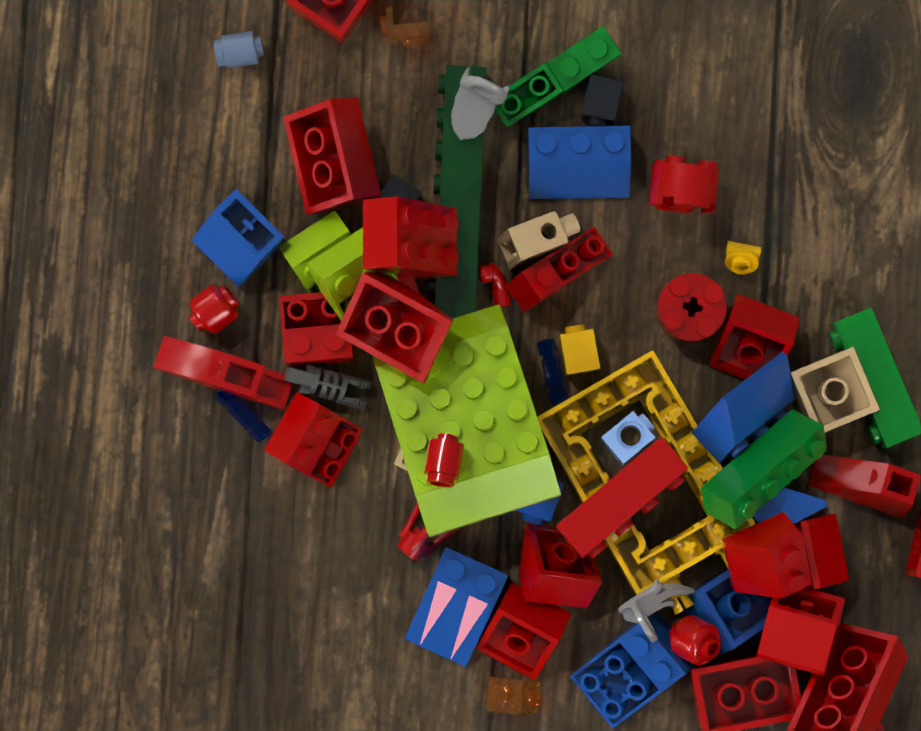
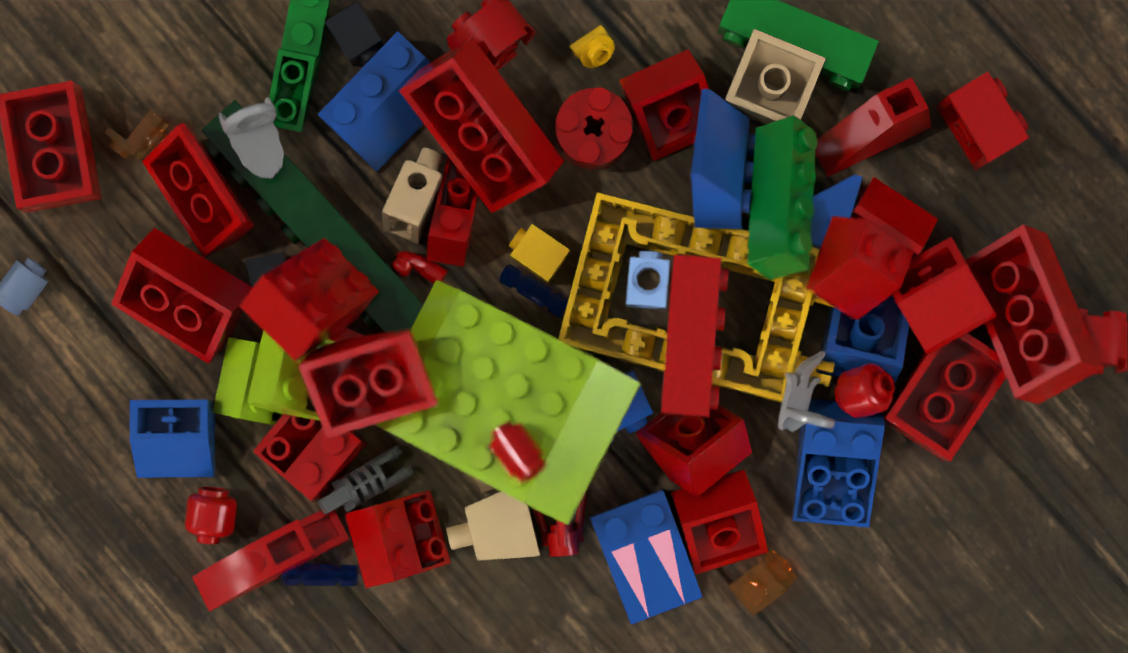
camera: 40 degrees left, 0 degrees up
(381, 495) = (497, 529): none -> tan torso
(406, 101) = (197, 191): none -> red slope
(623, 237) = (482, 125): none -> red brick

